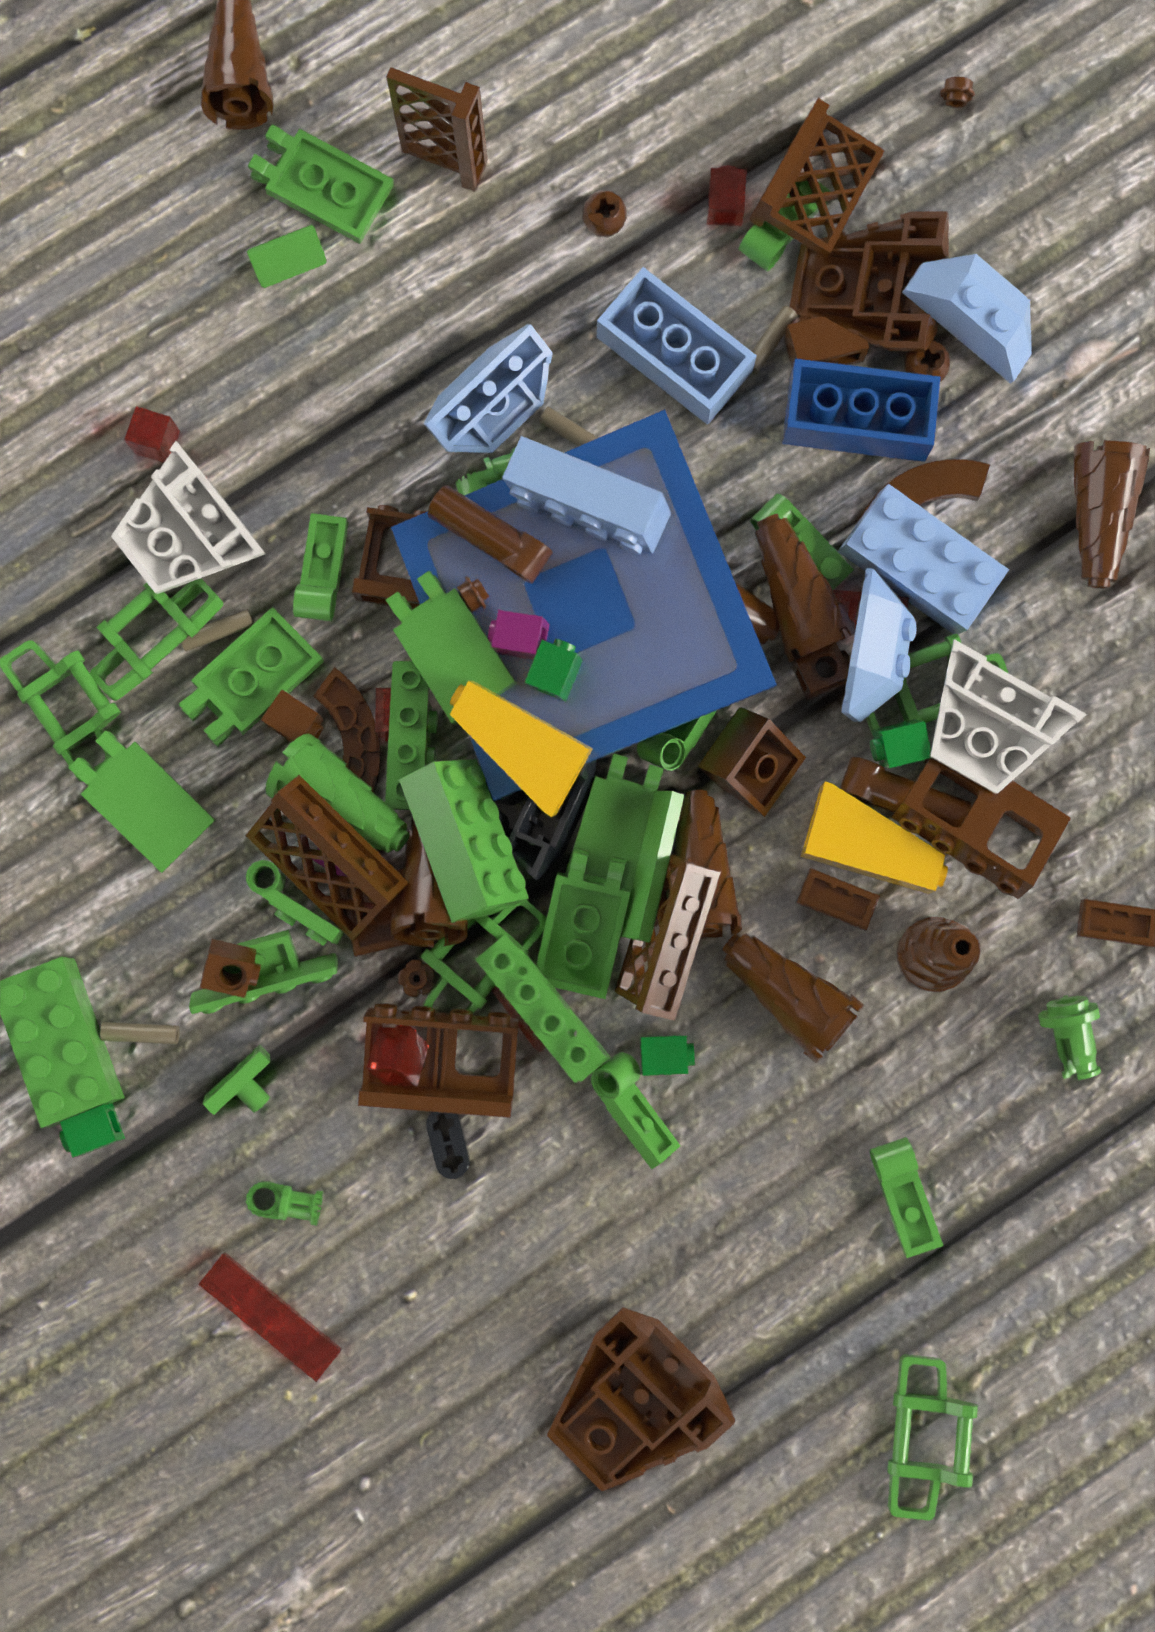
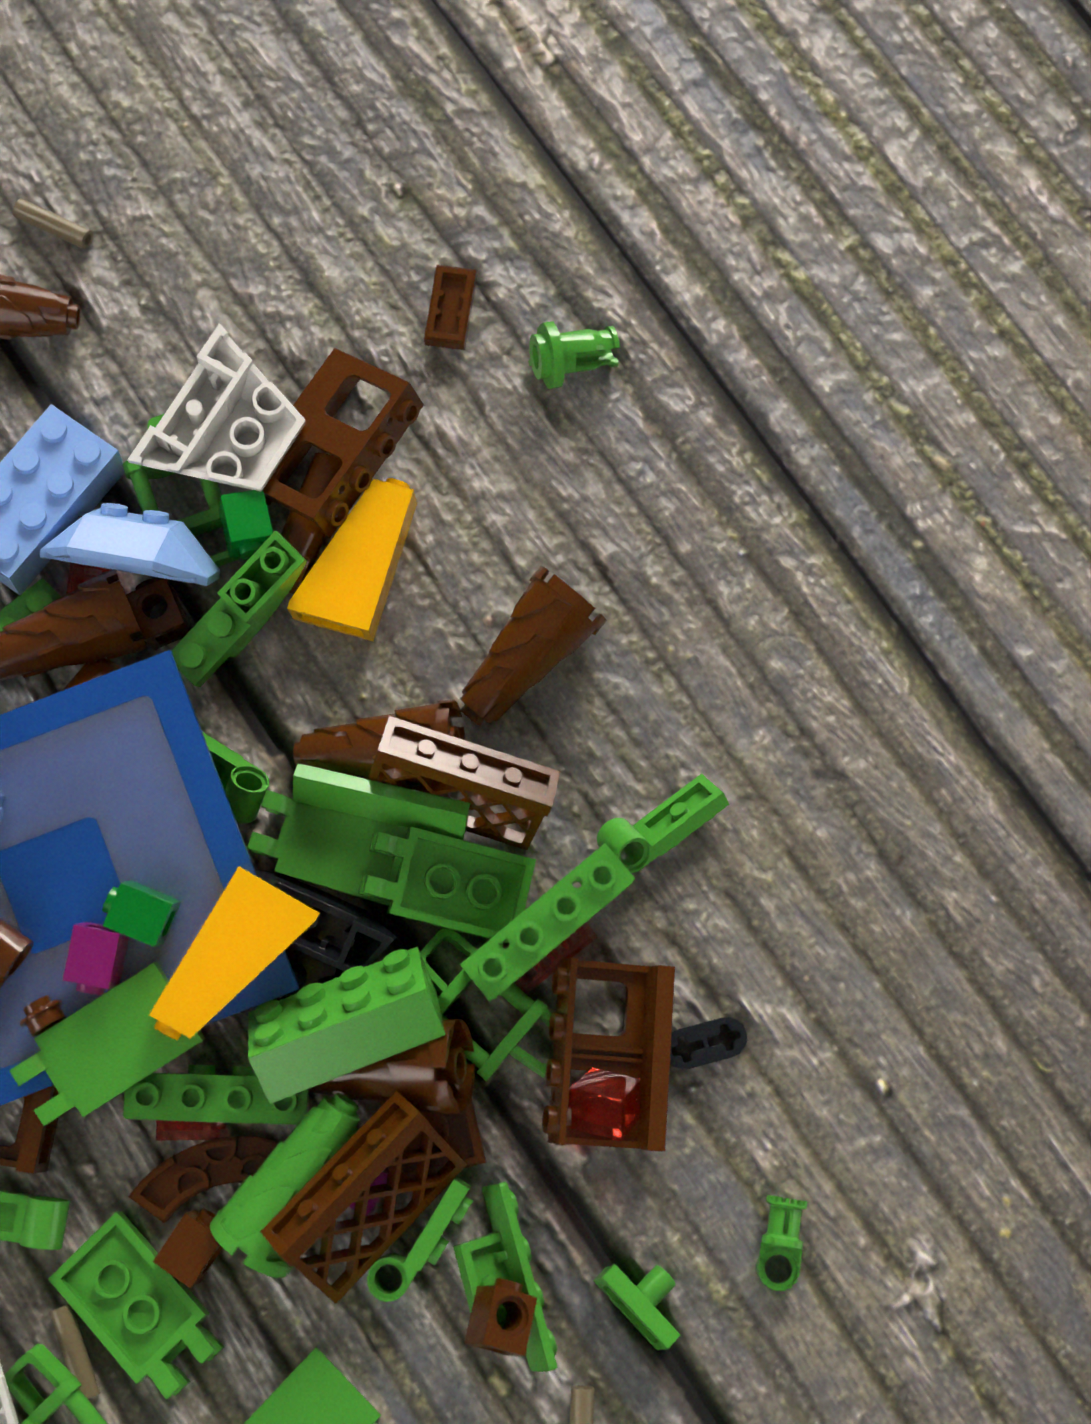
camera: 90 degrees left, 5 degrees down
(270, 1316) = (915, 1258): clear red tile -> none
(426, 975) = (501, 1090): reddish brown plate -> none
(637, 1402) = (989, 819): reddish brown wedge -> none
(666, 1055) = (599, 789): green brick -> none
(752, 760) = (260, 692): reddish brown slope -> none
(822, 740) = (241, 611): none -> bright green slope
(837, 899) = (422, 599): reddish brown plate -> none
(905, 1197) = (749, 529): bright green plate -> none
(937, 953) = (482, 485): reddish brown cone -> none
(937, 1473) = (1040, 503): bright green bar -> none

